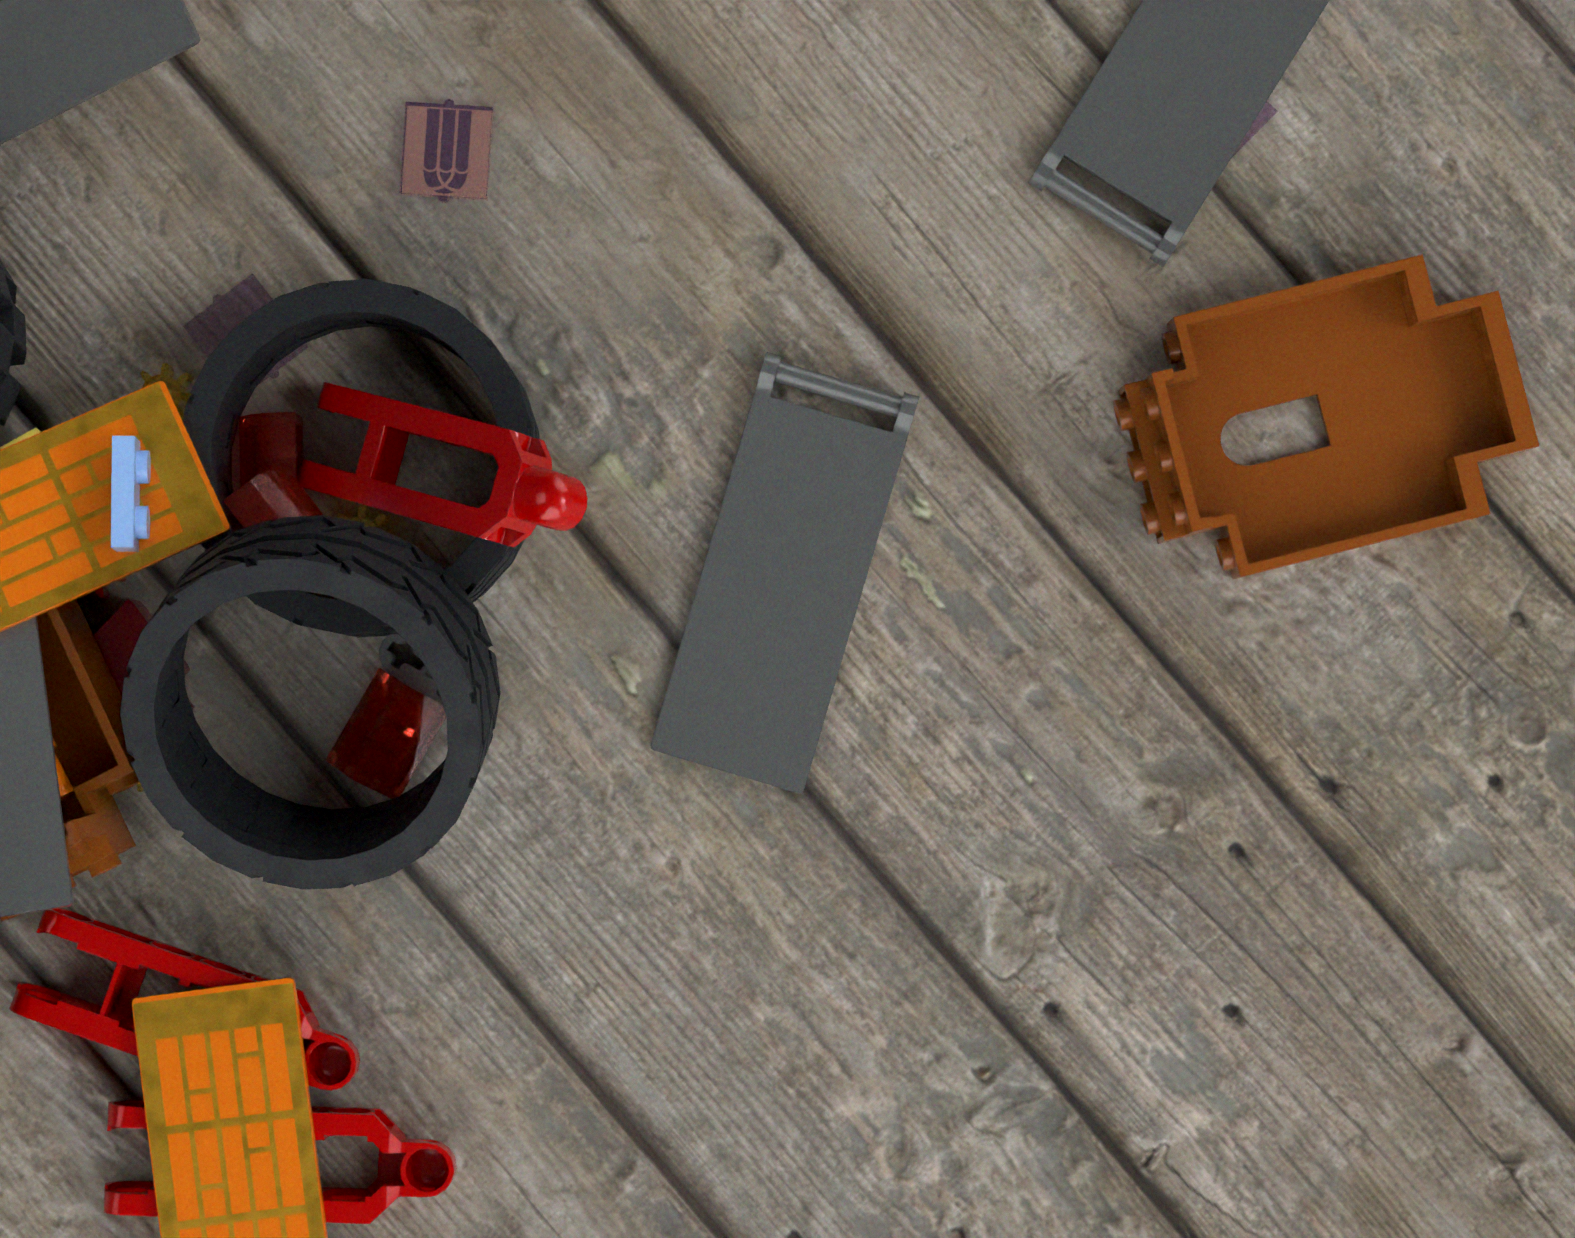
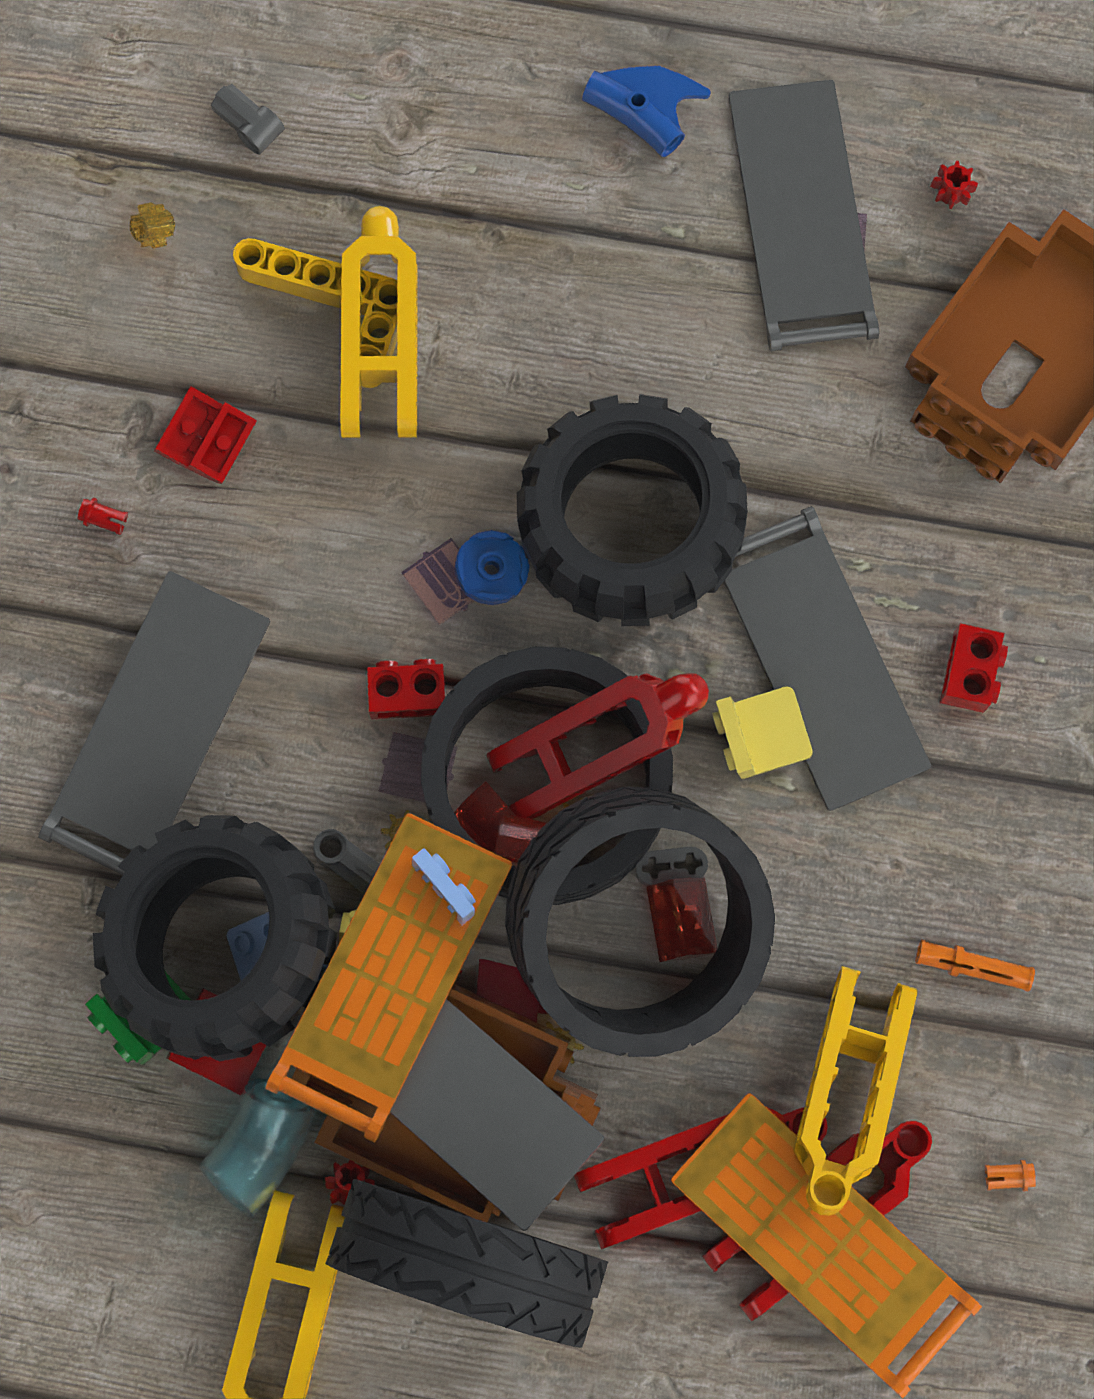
camera: 40 degrees left, 10 degrees down
(83, 381) = (350, 864): none -> dark grey piece
(292, 248) = (406, 701): none -> red brick
(295, 1139) = (828, 1181): none -> yellow piece
(512, 150) = (497, 550): none -> blue plate
(643, 603) = (763, 732): none -> light yellow bracket
(659, 1042) = (959, 961): none -> orange pin
(677, 124) = (616, 433): none -> black tyre
(930, 713) = (965, 665): none -> red brick
(1414, 169) = (963, 185): none -> red gear

